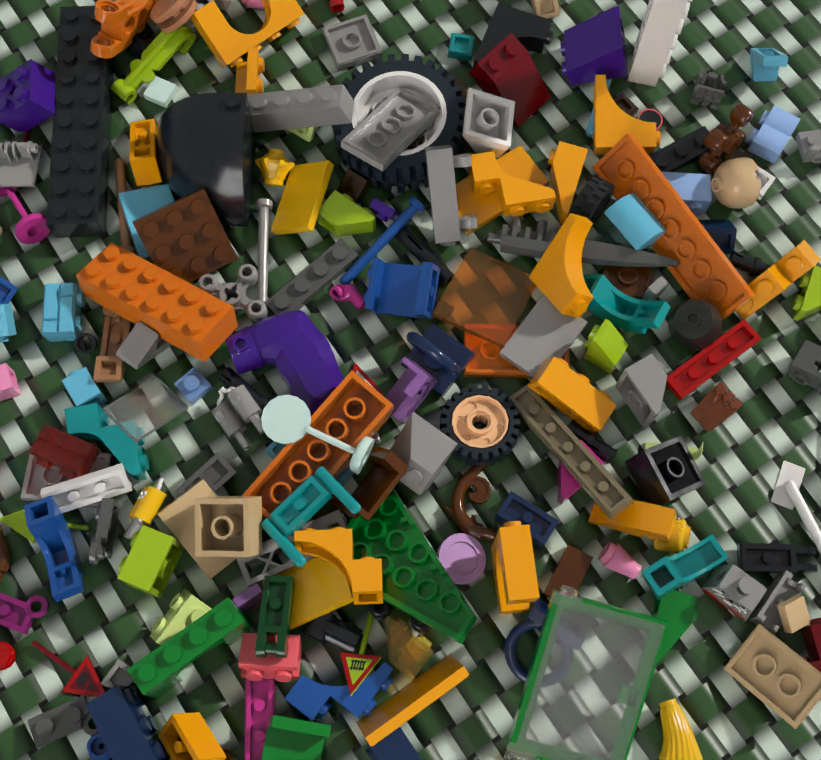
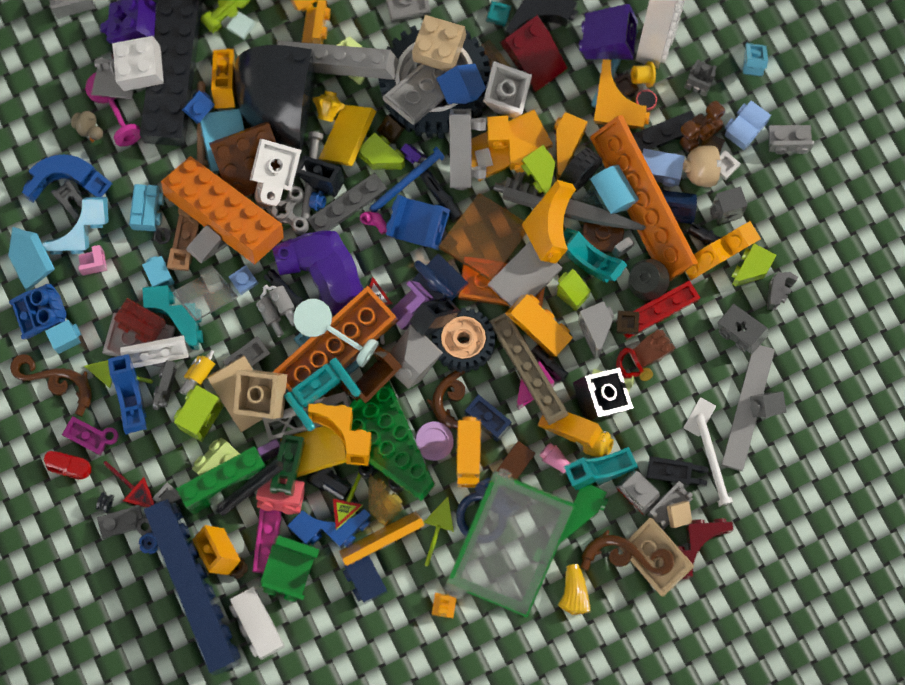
camera: 10 degrees right, 5 degrees up
(35, 139) = (137, 63): none -> white brick
(36, 697) = (105, 502): none -> black bush
(116, 183) = (198, 106): none -> blue bracket
(213, 258) = (272, 181): none -> white plate
(228, 652) = (250, 487): none -> black axle
(275, 247) = (321, 175): none -> black slope
(275, 279) = (317, 200): none -> blue plate
(400, 75) = (438, 43): none -> tan brick
(433, 118) = (461, 84): none -> blue slope
(439, 398) = (434, 315): none -> black slope
(470, 205) = (483, 157): none -> white sticker
(486, 661) = (442, 519): none -> lime piece
(545, 204) = (541, 167): none -> lime slope
(643, 90) = (644, 74): none -> yellow piece
(681, 378) = (627, 322): none -> dark brown plate
(689, 676) = (630, 550): none -> reddish brown plant
(710, 440) = (644, 373): none -> red piece
(775, 224) = (728, 205): none -> dark grey brick

